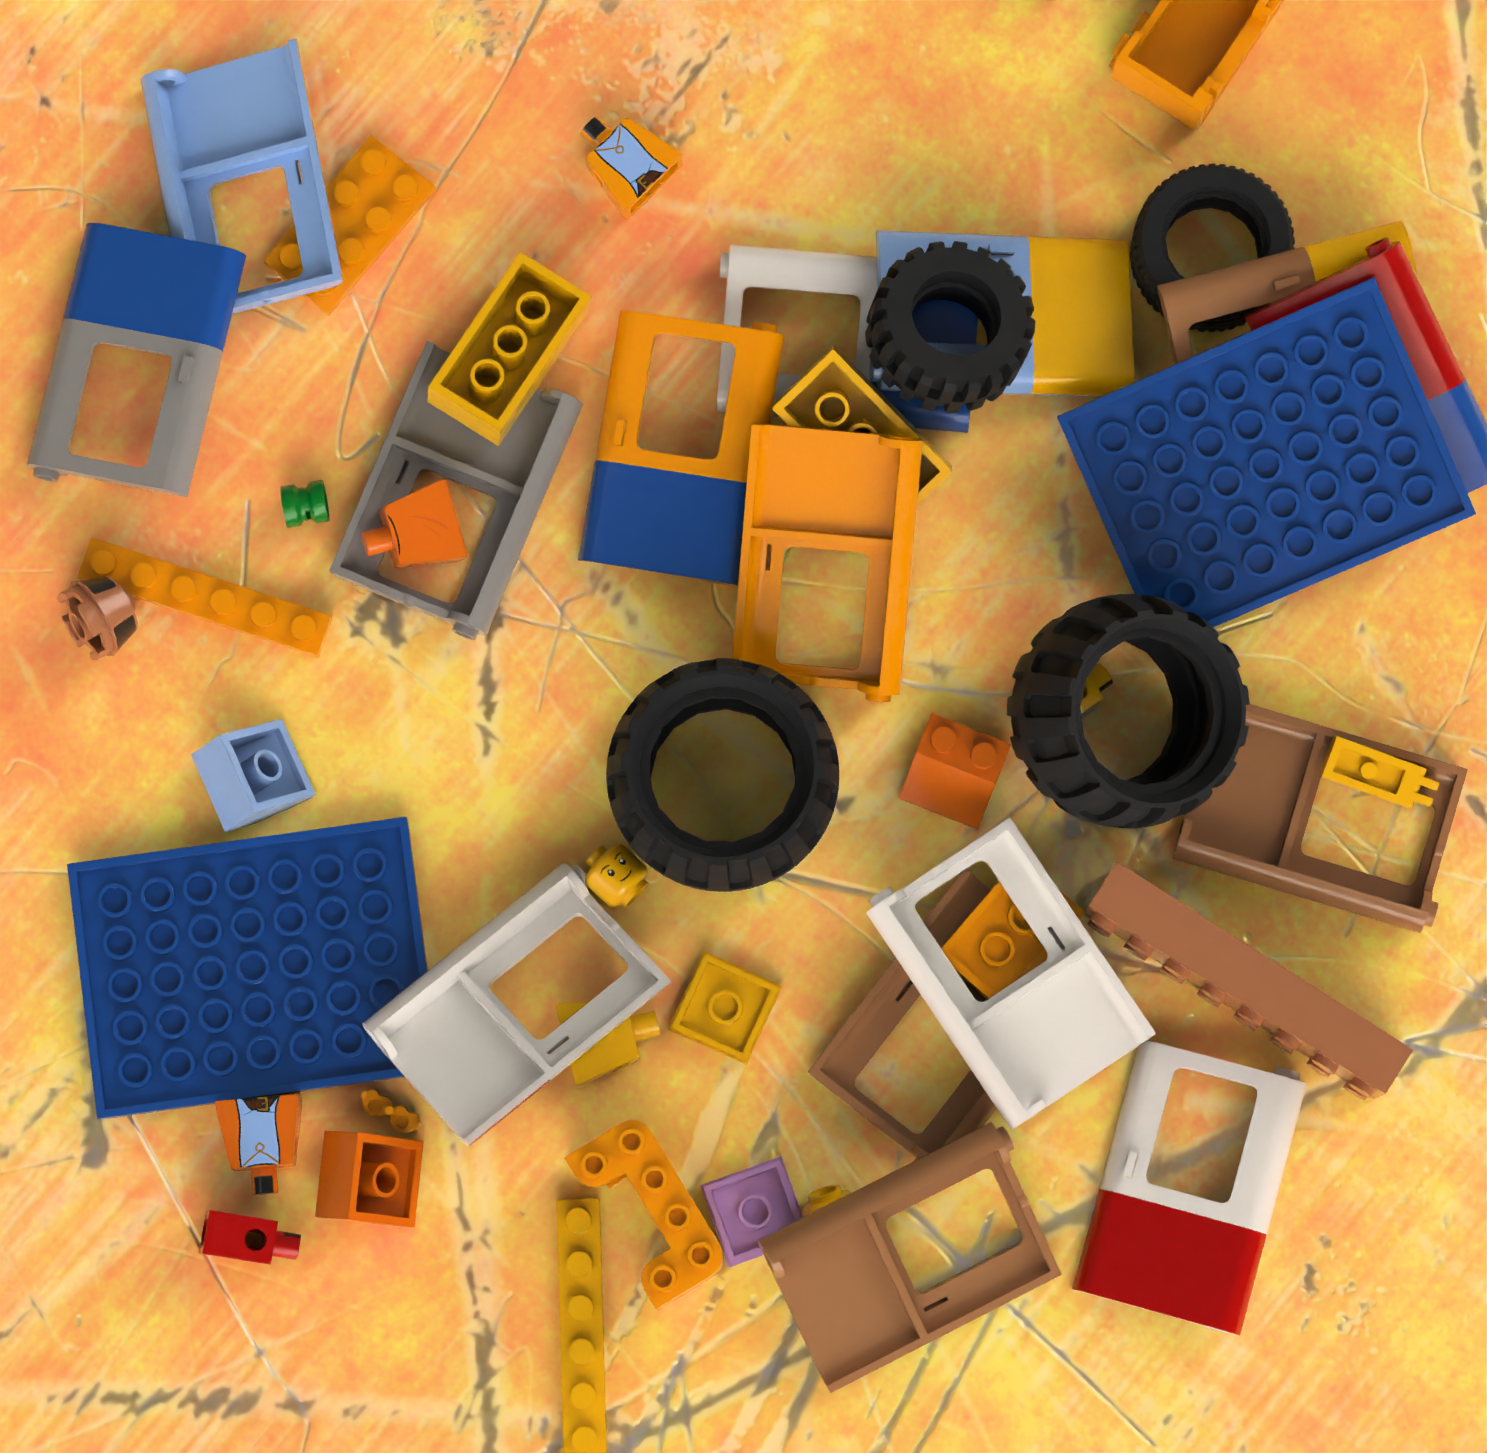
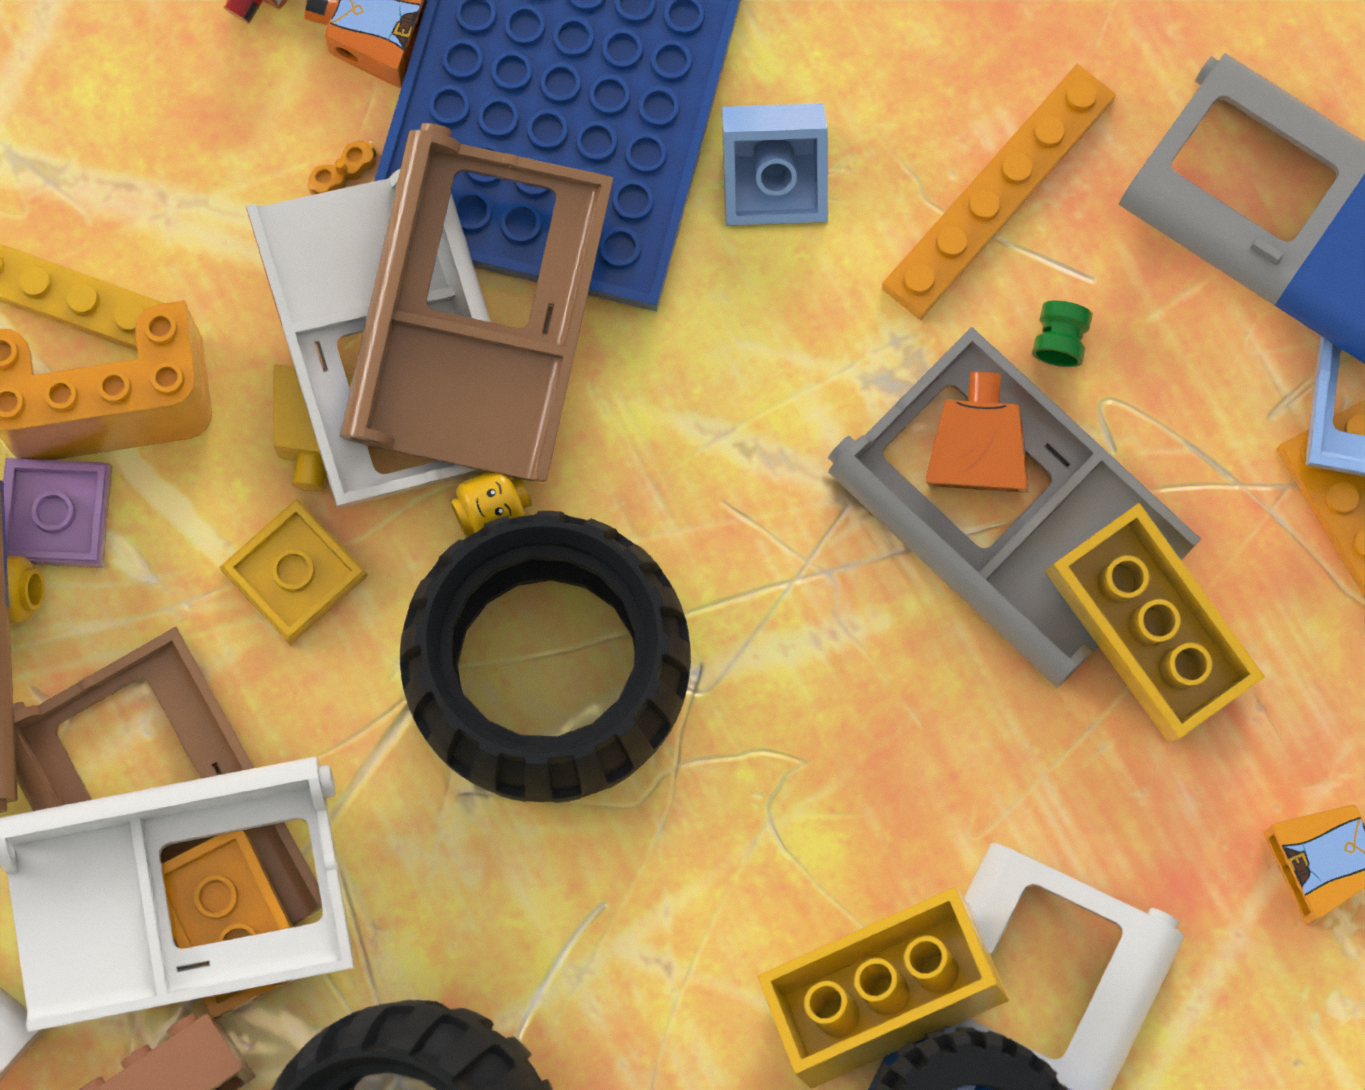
camera: 110 degrees right, 5 degrees down
(99, 615) = (1021, 65): nougat cone -> none
(369, 1178) = (275, 115): orange slope -> none
(534, 928) = (456, 382): none -> medium nougat piece
(666, 507) = (888, 737): piece -> none
(829, 495) = (825, 919): light orange piece -> none
(954, 771) = (447, 939): orange slope -> none

